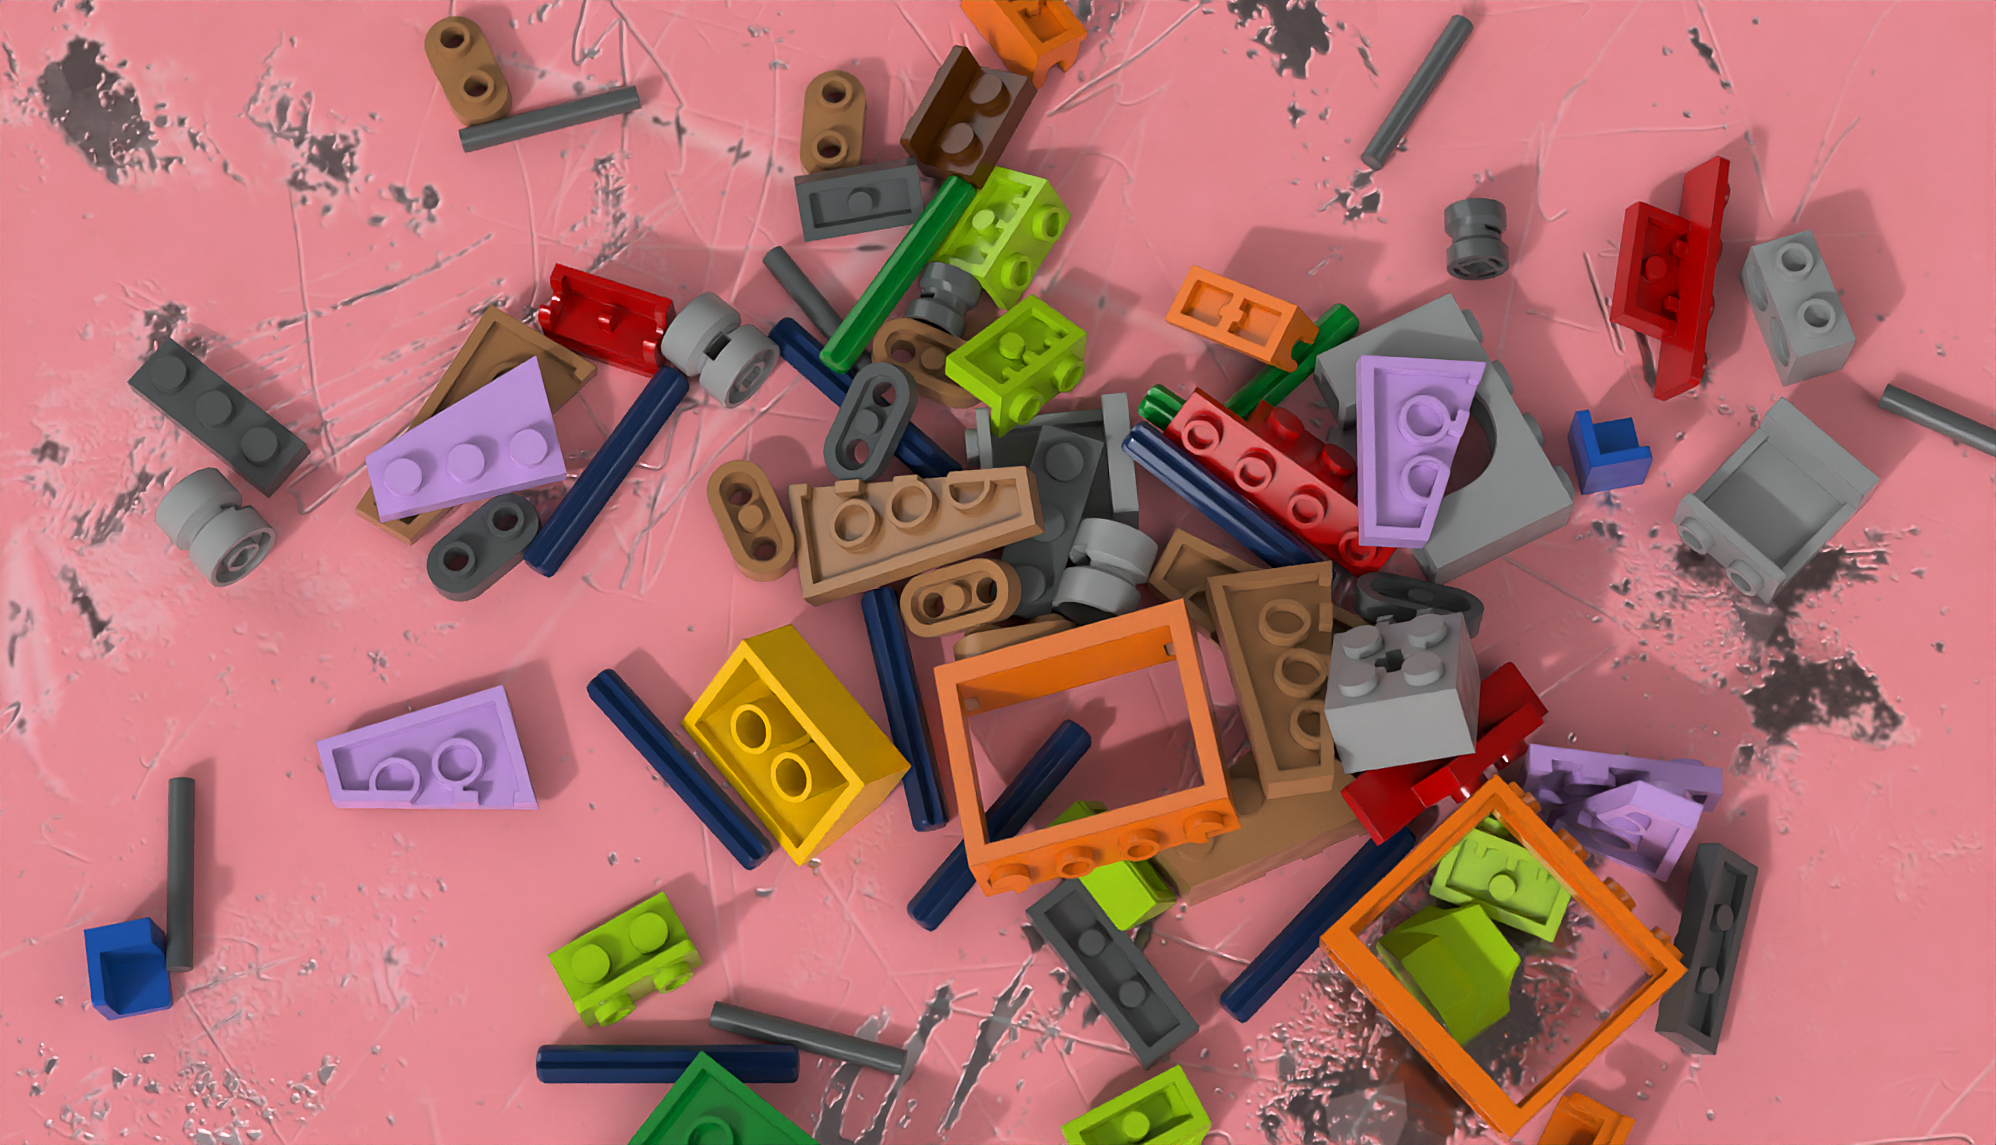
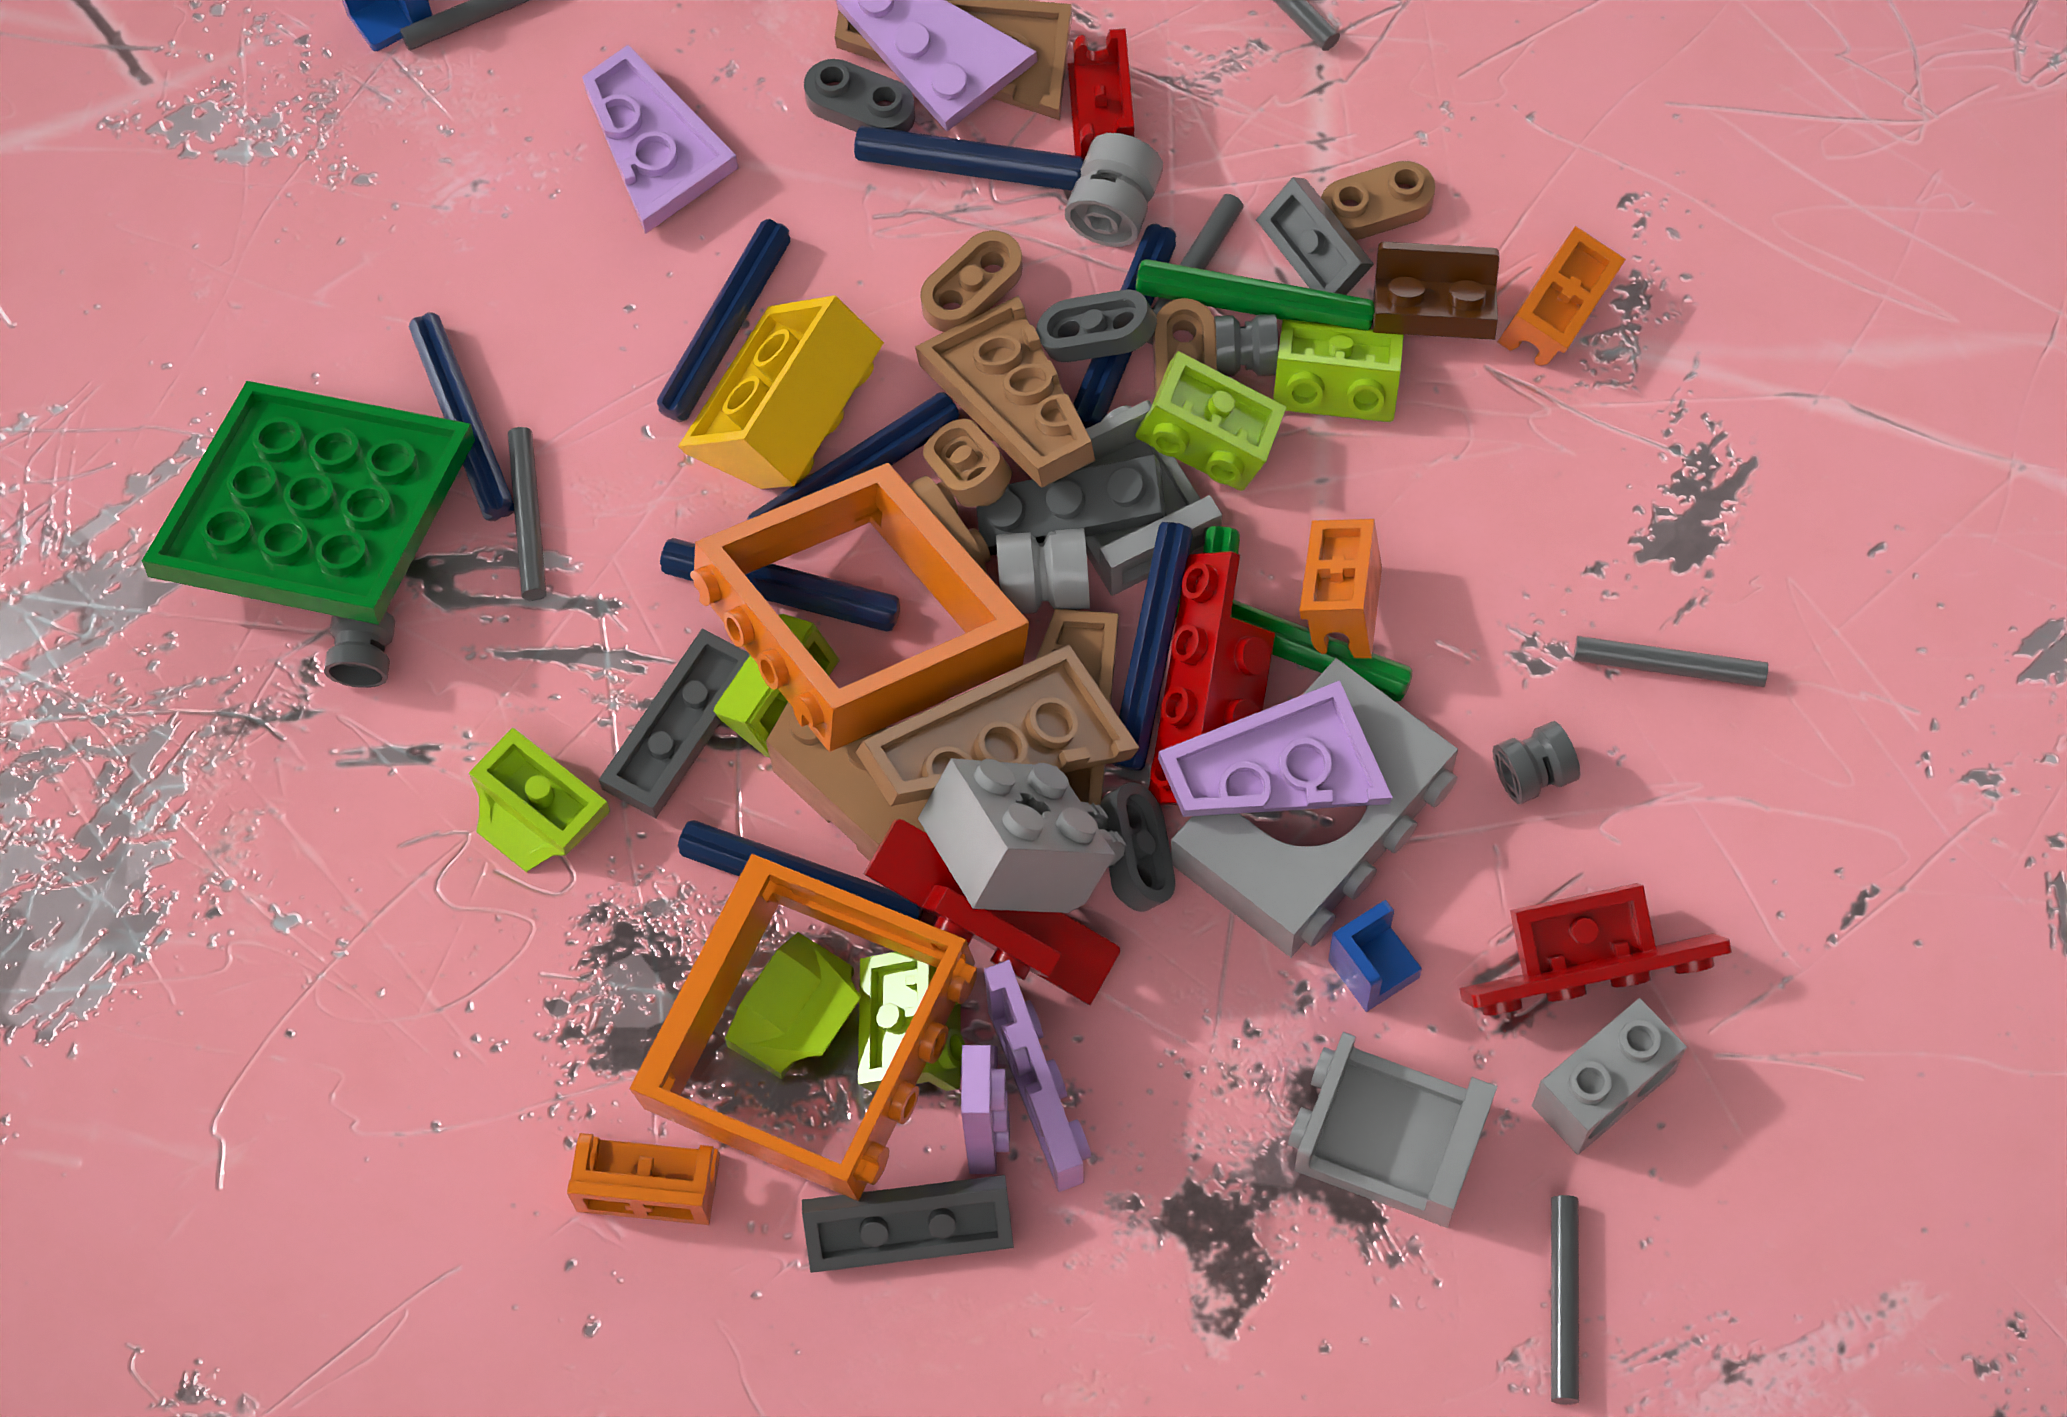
camera: 65 degrees right, 5 degrees down
(626, 961) = (538, 349): lime bracket -> none

